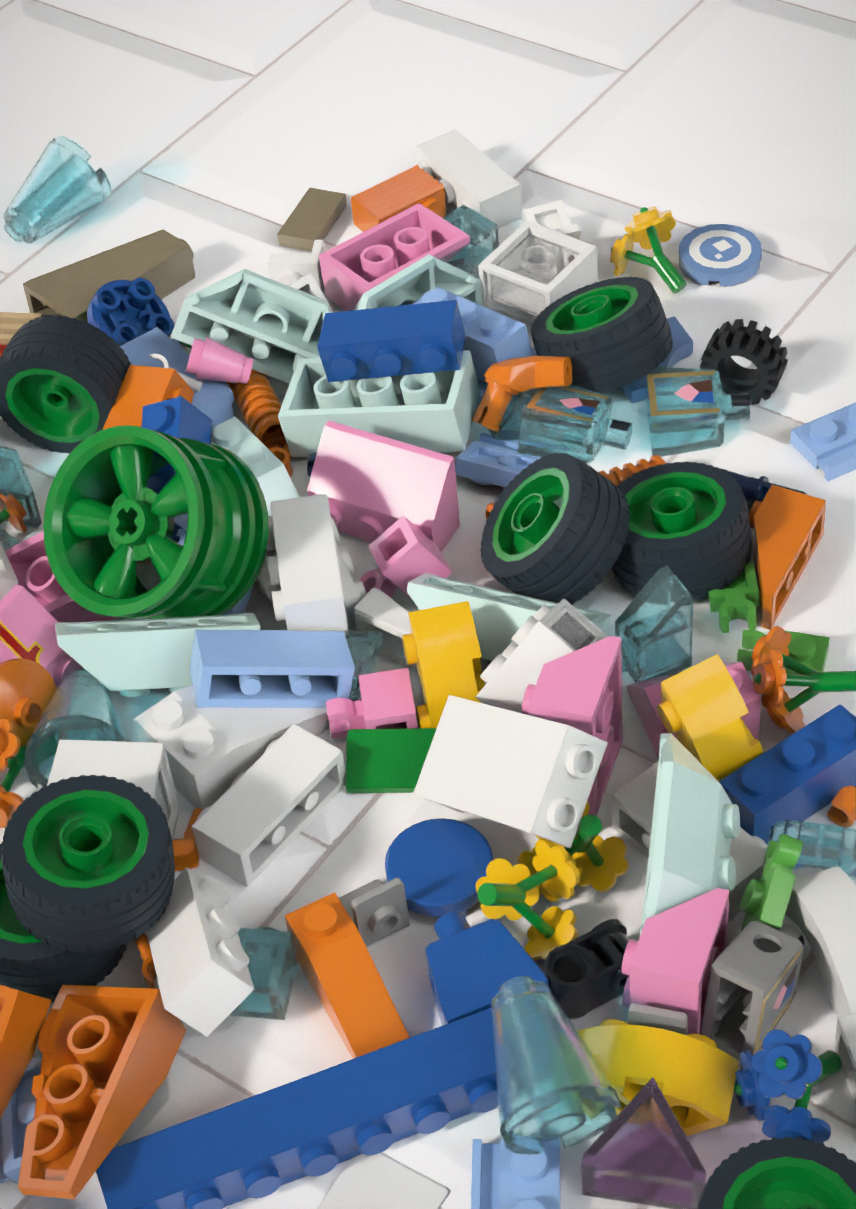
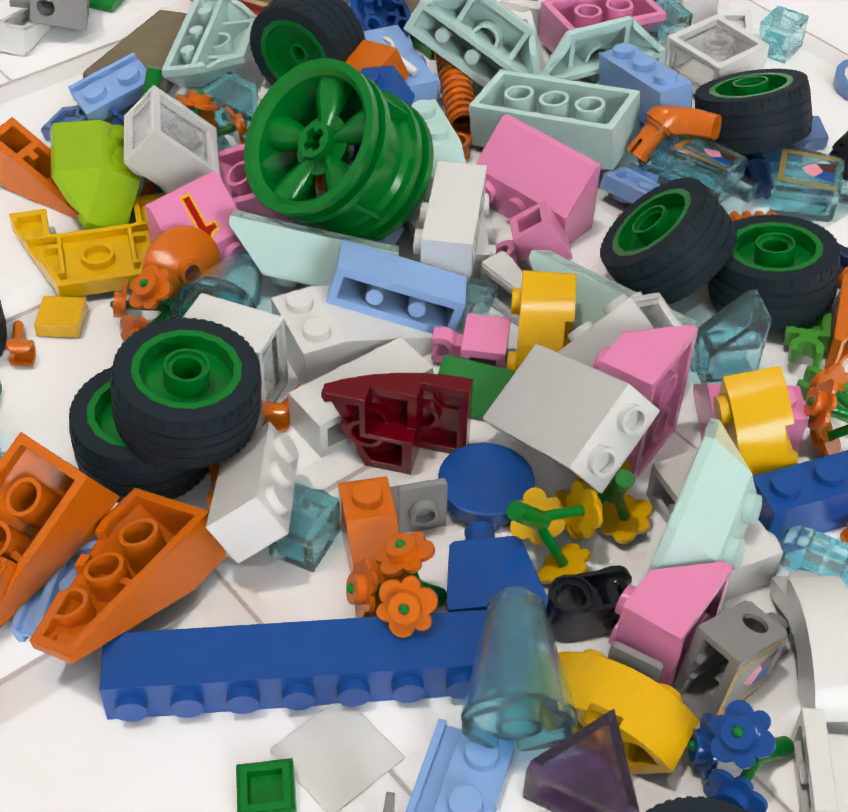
camera: 10 degrees right, 0 degrees up
(217, 362) = (434, 56): bright pink cone -> none
(322, 814) = (400, 413): none -> dark red slope
(392, 341) = (578, 68): blue brick -> none
(402, 1027) = (403, 603): none -> orange plant
(604, 217) = (784, 32): none -> clear light blue brick
(627, 409) = (759, 170): none -> dark blue axle
(649, 229) = (816, 48): plant -> none
(769, 894) = (769, 583): bright green plate -> none

